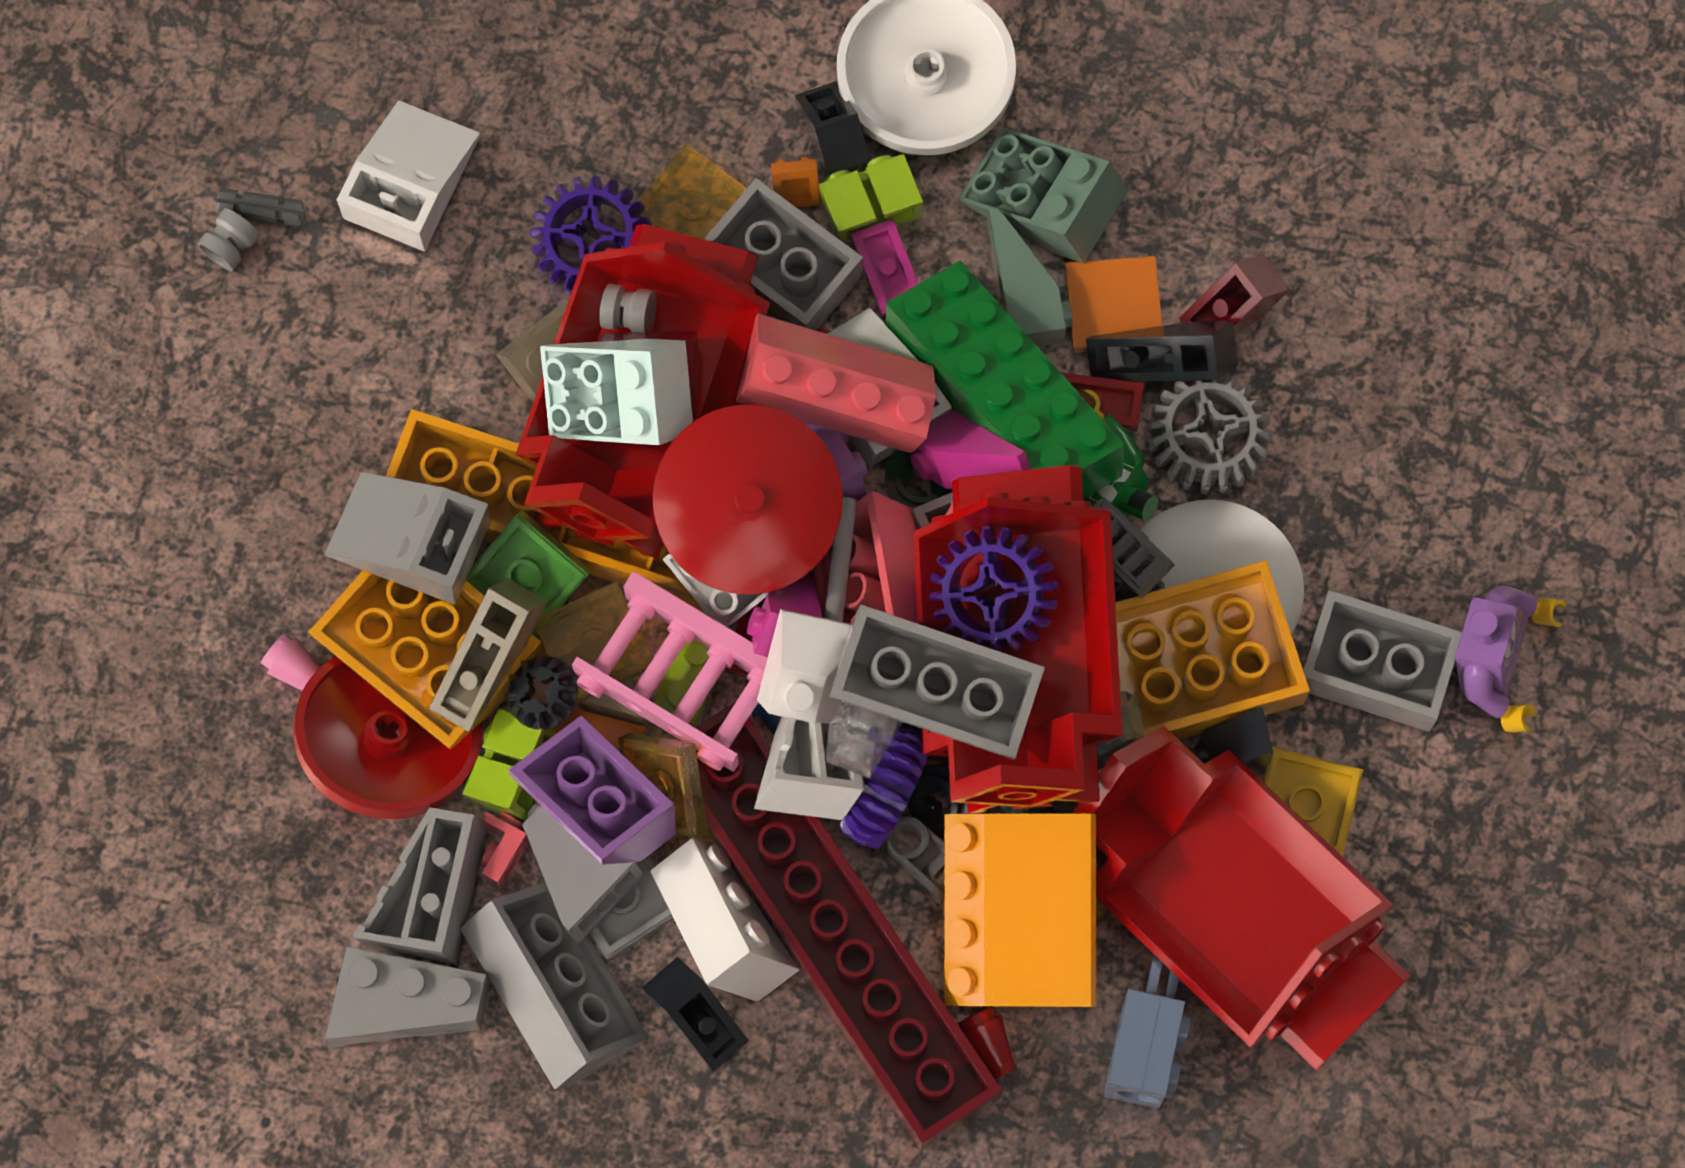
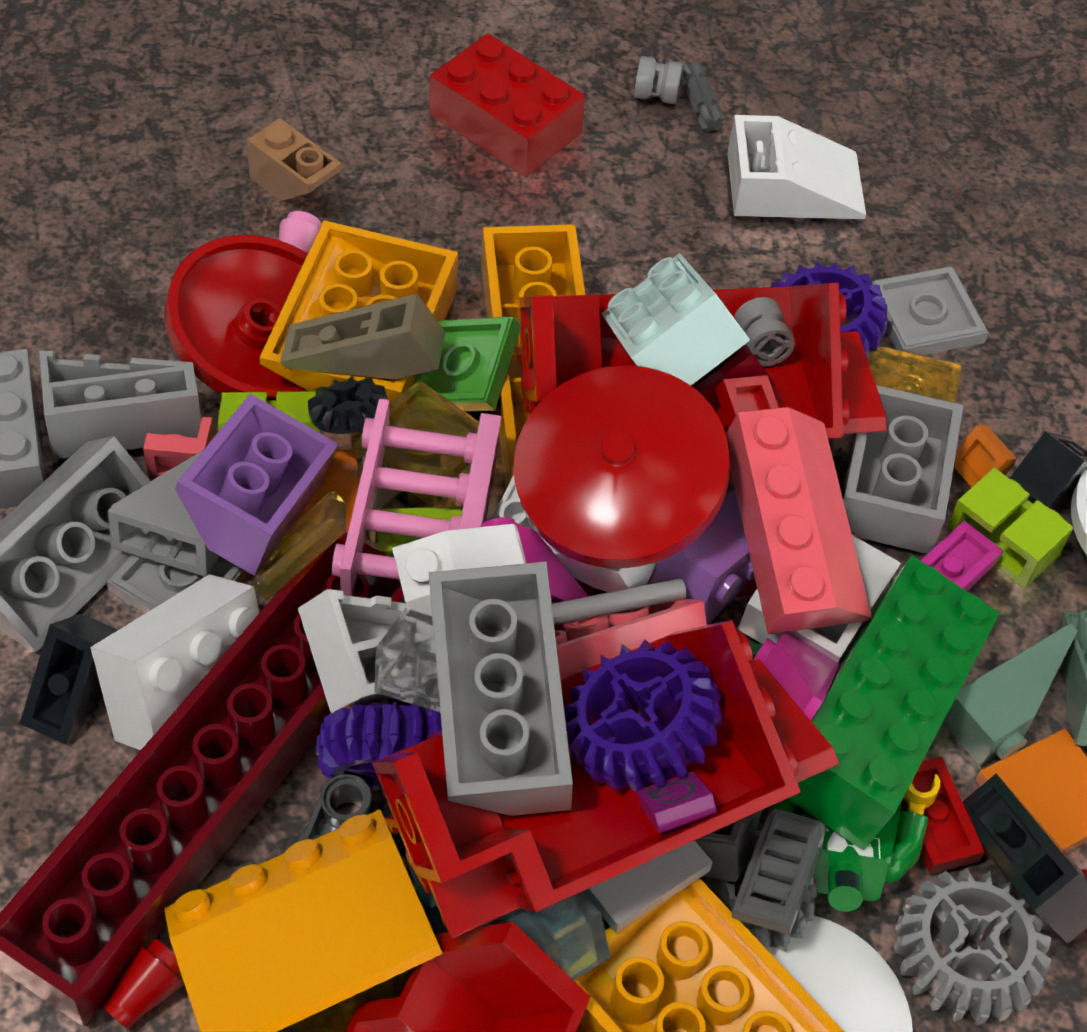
camera: 60 degrees right, 20 degrees down
(201, 399) = (506, 104): none -> red brick
(201, 632) = (288, 161): none -> medium nougat slope
(411, 534) = (451, 253): light grey slope -> none
(611, 138) = (930, 312): none -> light grey tile
(717, 366) = (743, 395): none -> red tile
(1076, 599) = (676, 802): none -> magenta tile

